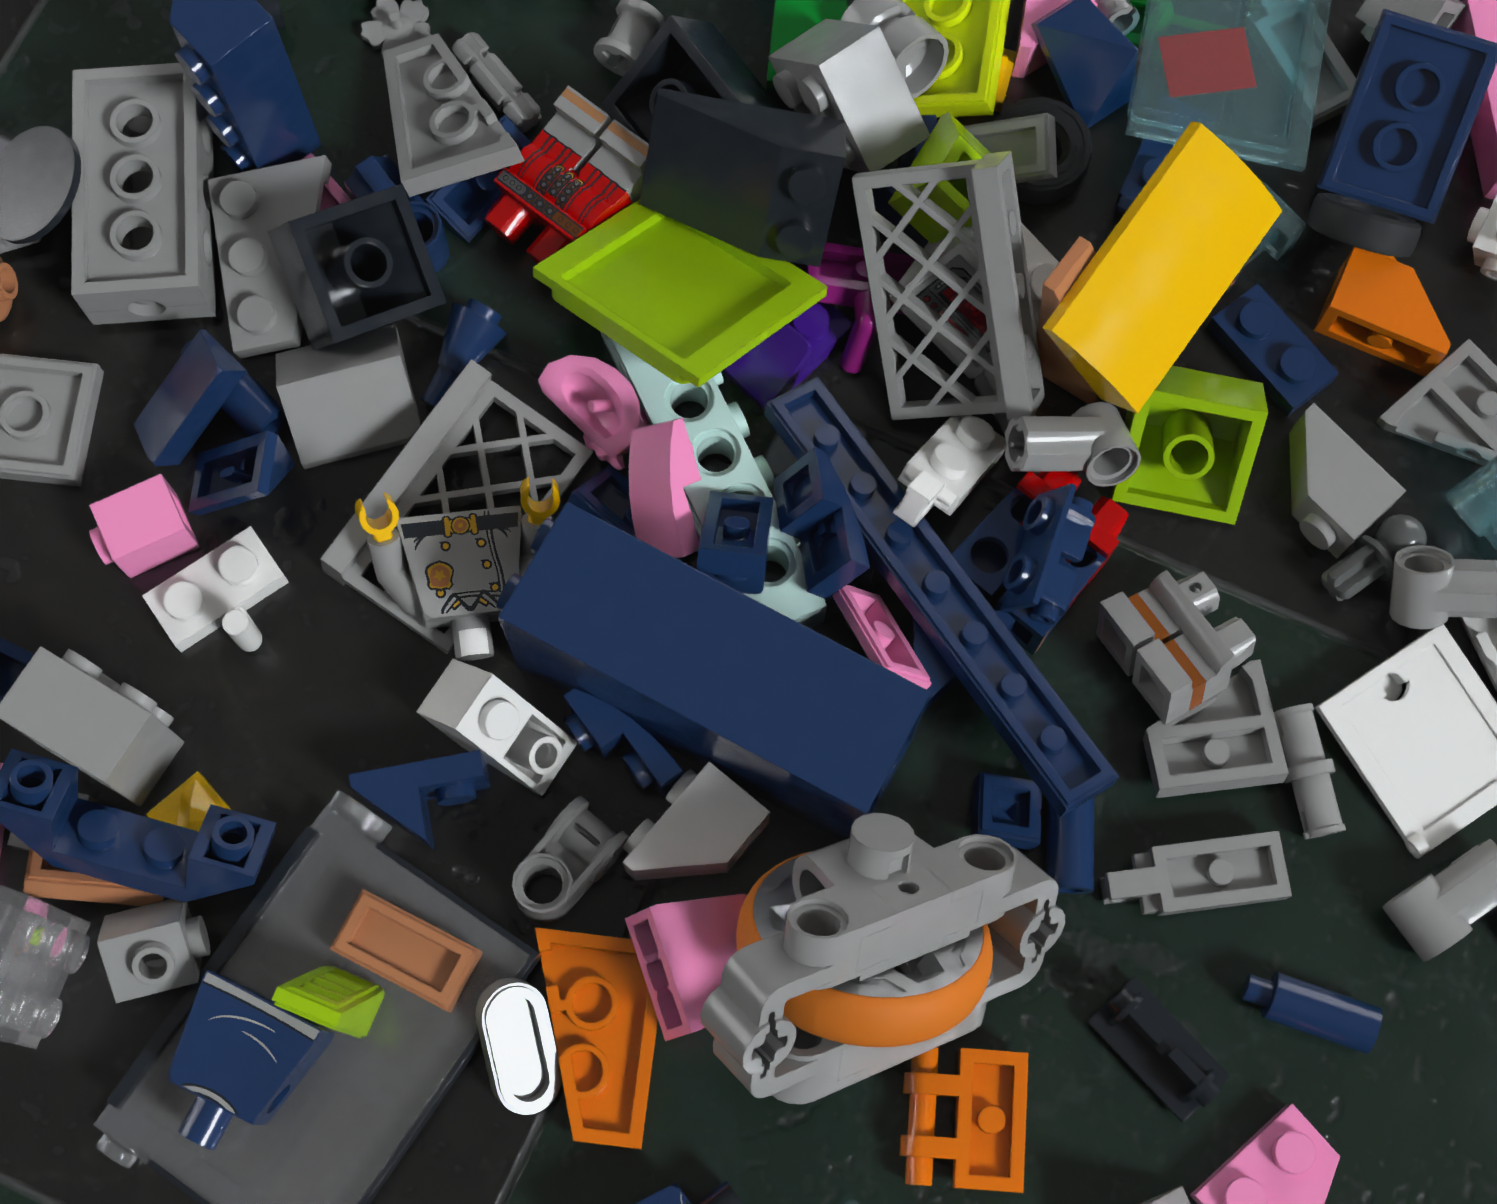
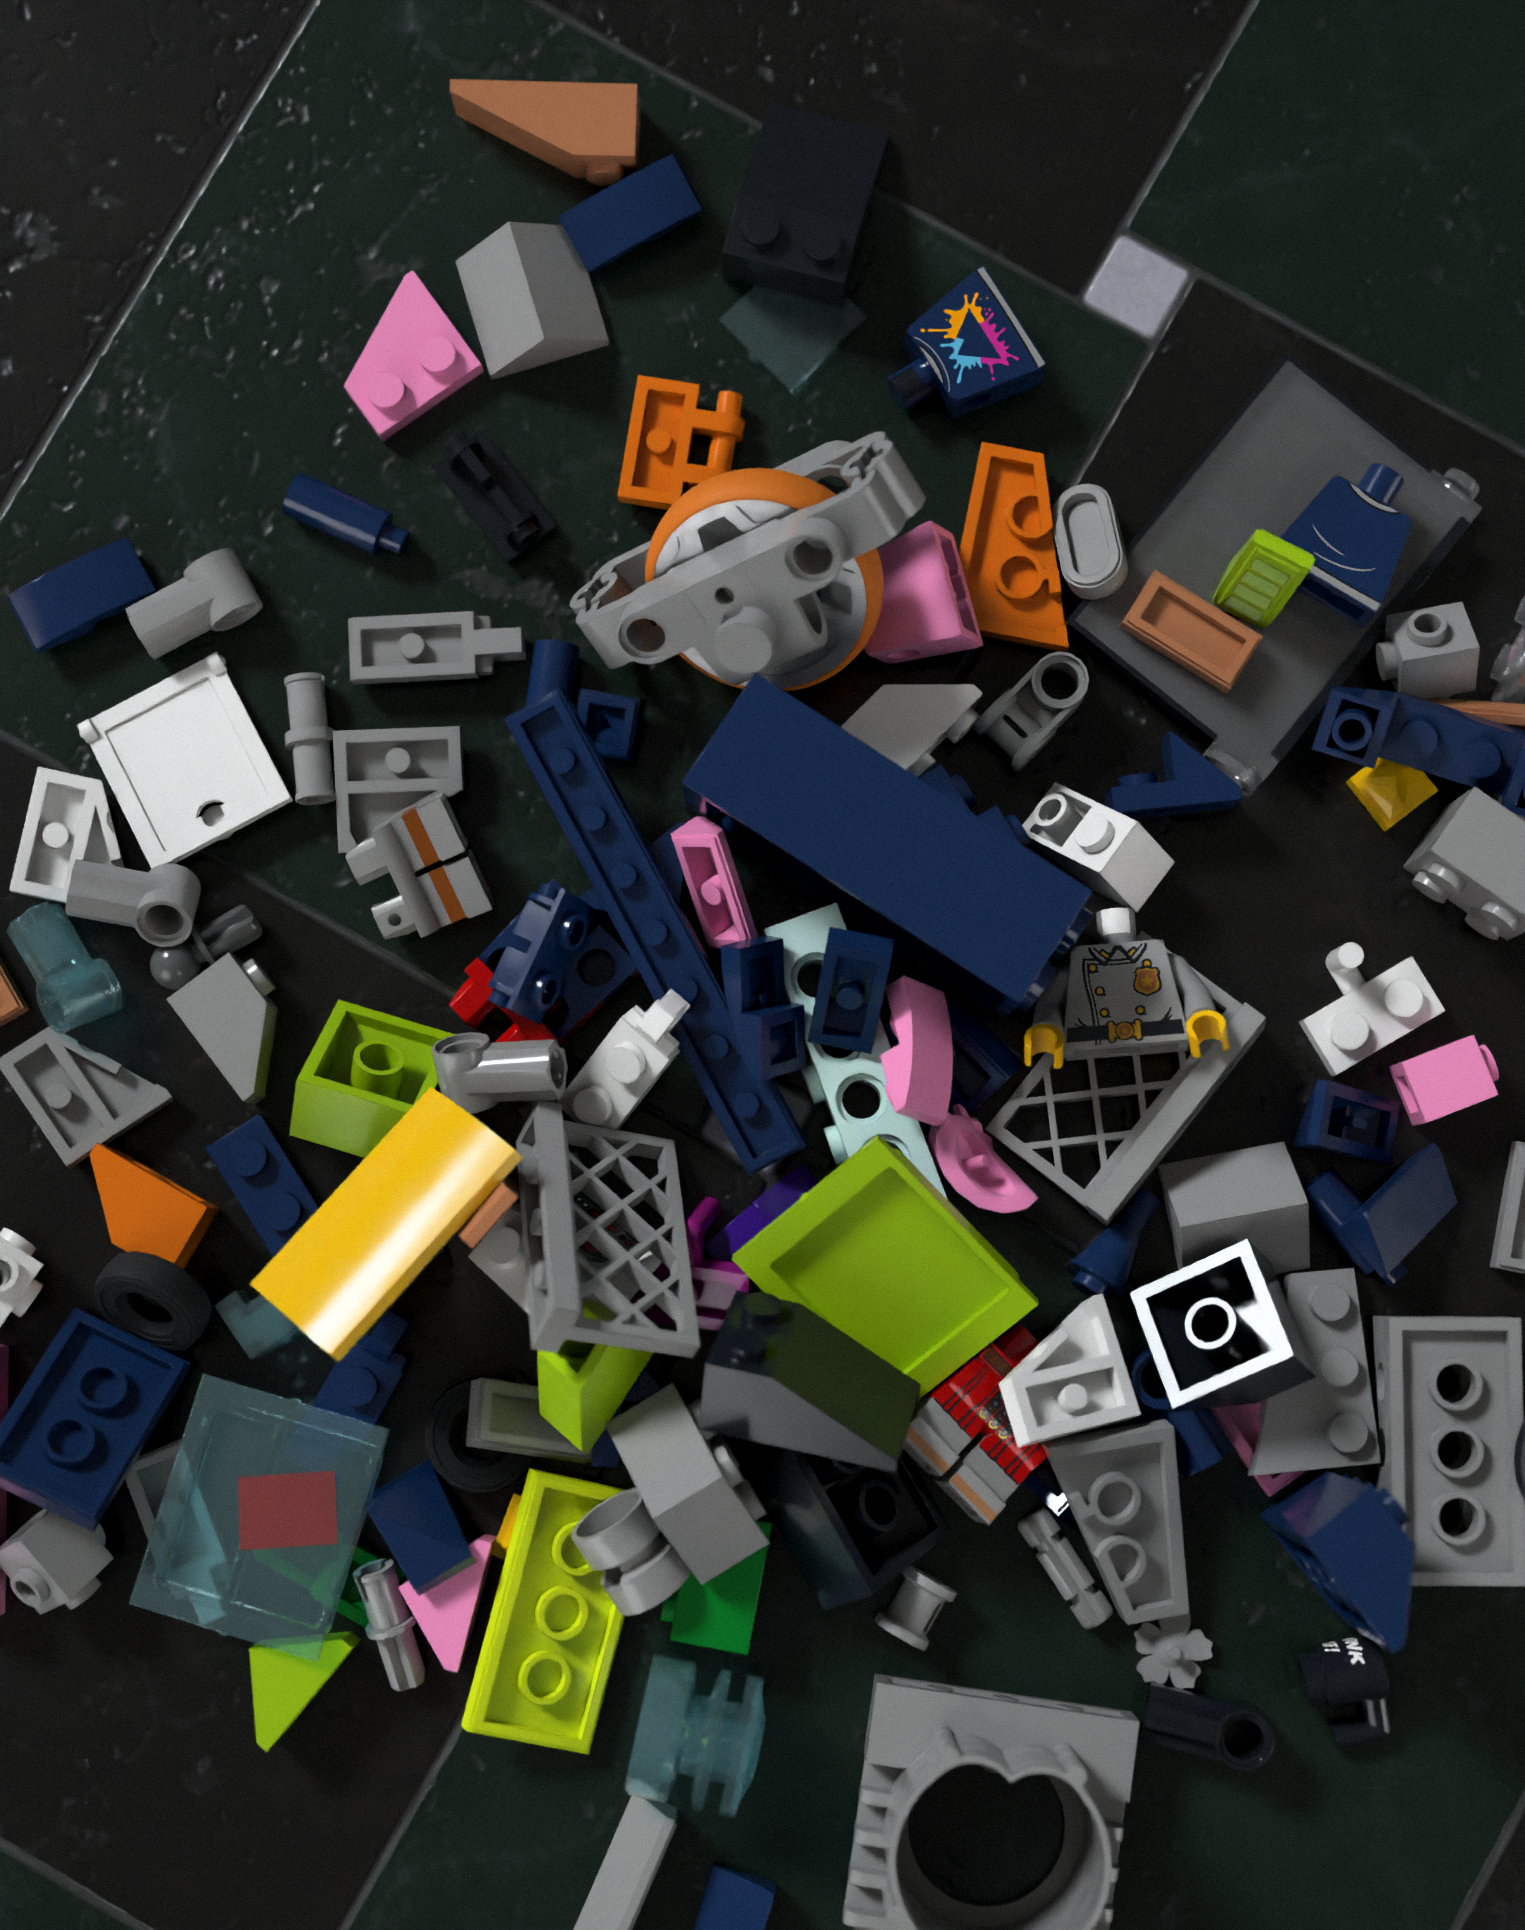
camera: 170 degrees left, 10 degrees up
(499, 212) = (1070, 1379): none -> white wing

